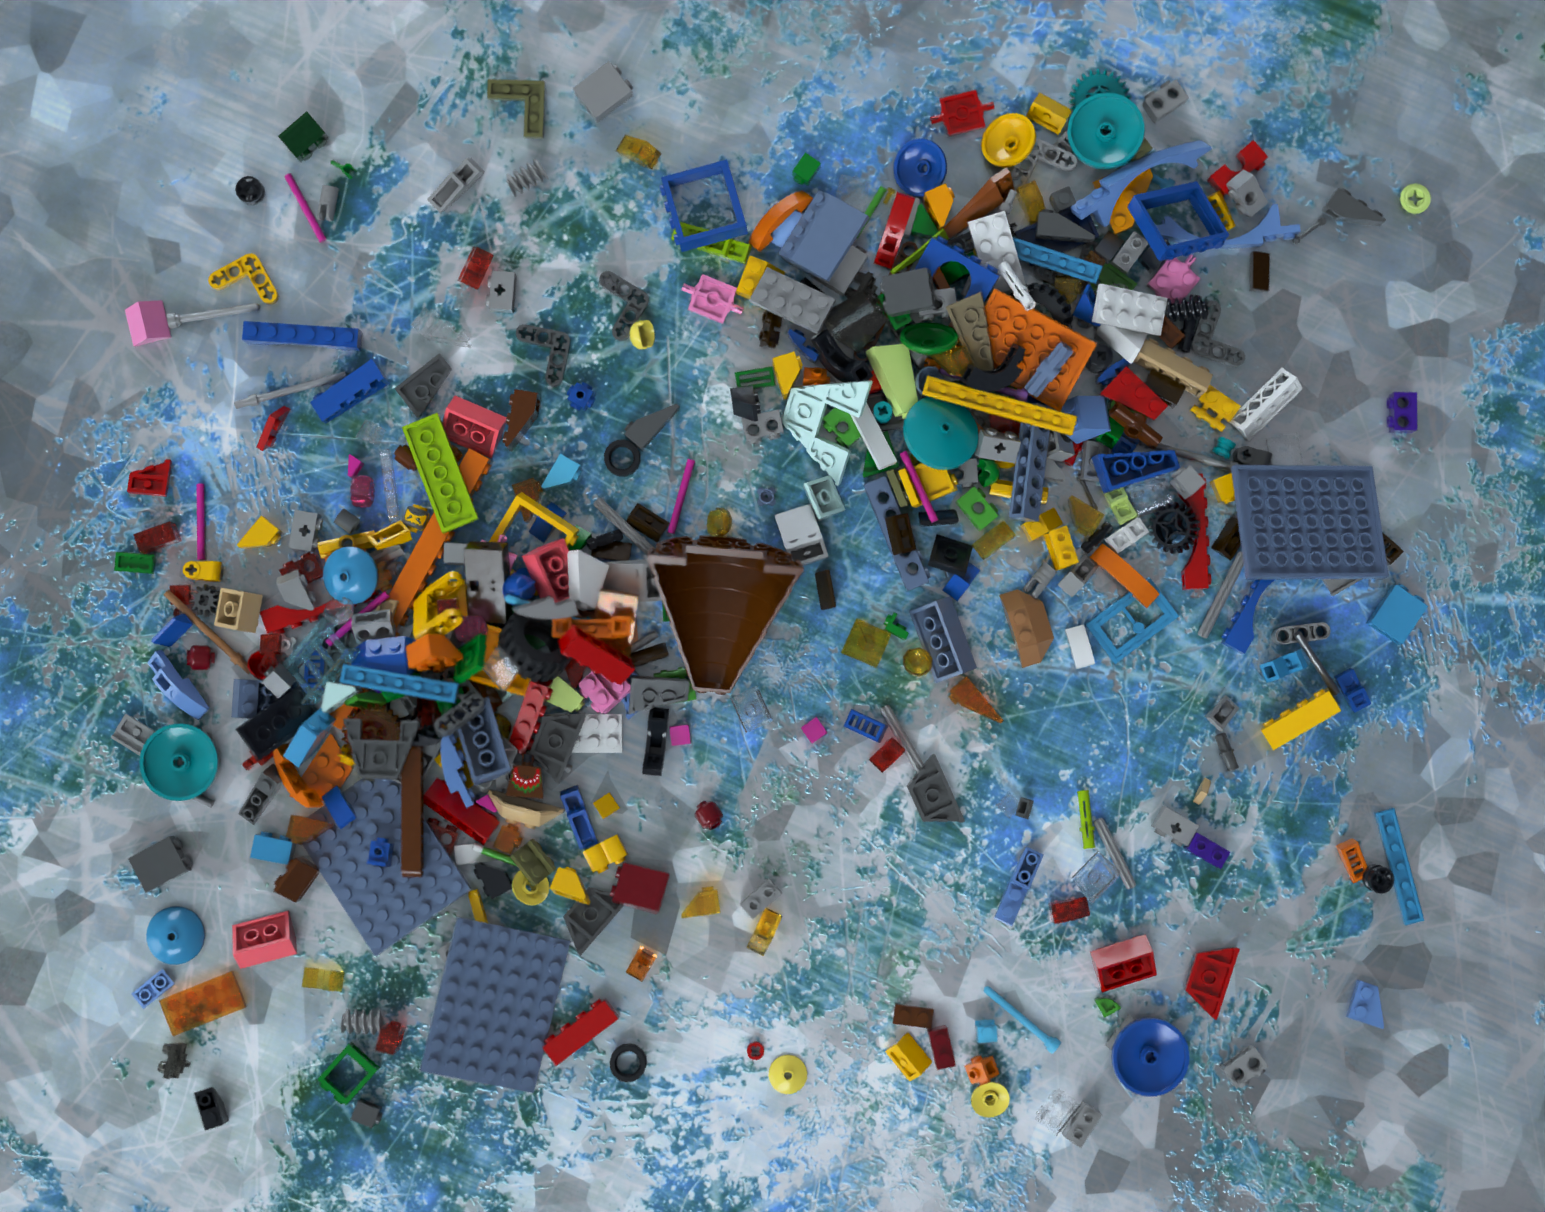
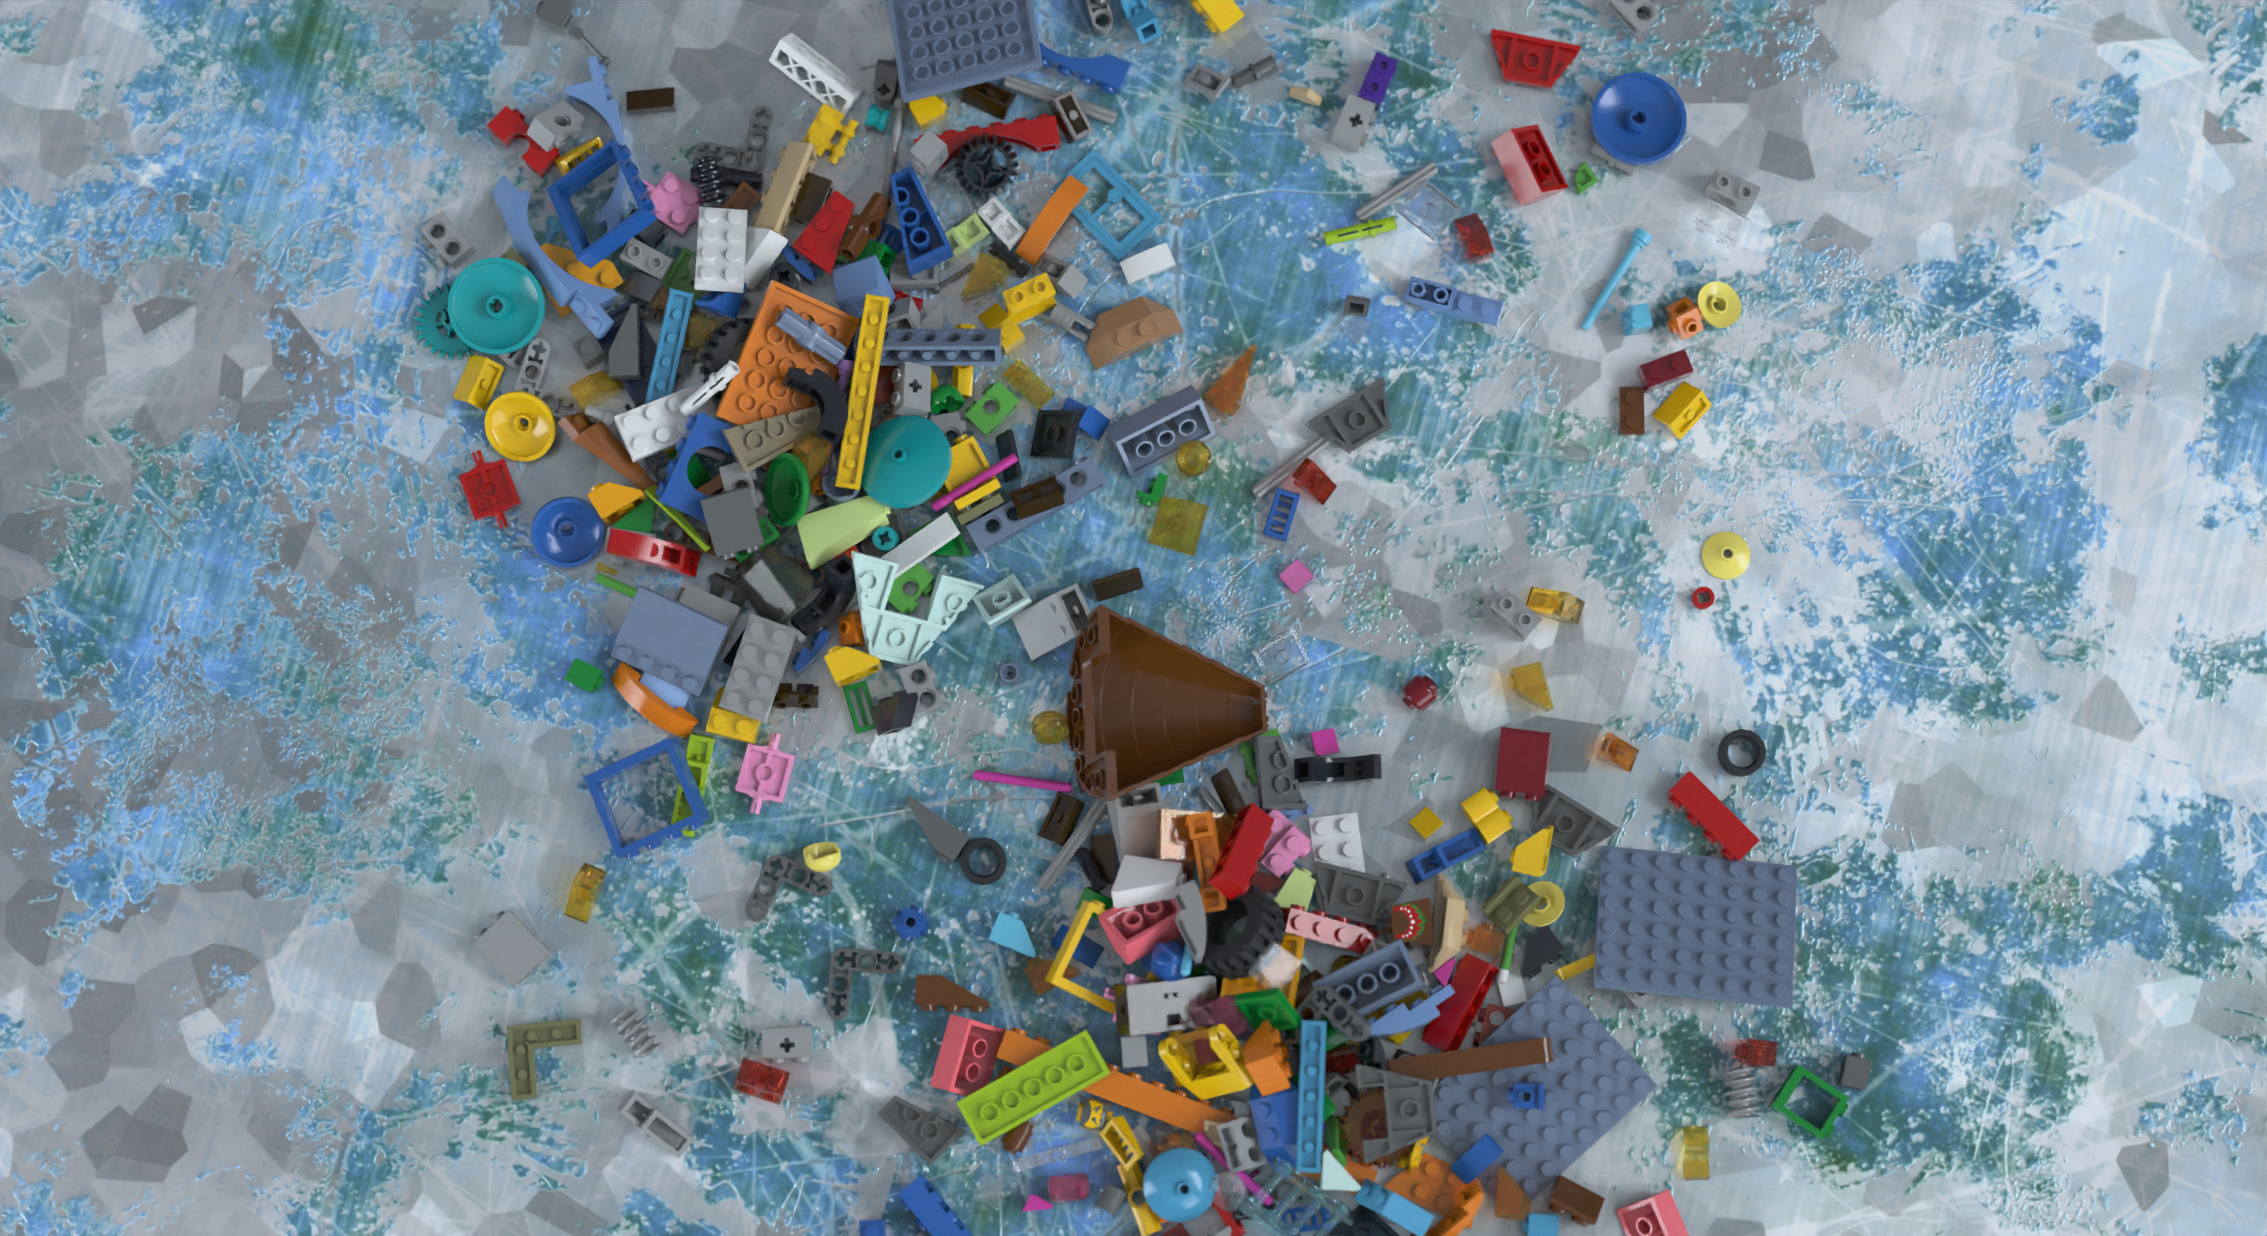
camera: 95 degrees left, 5 degrees down
(1207, 600) = (1070, 116): none -> dark brown slope

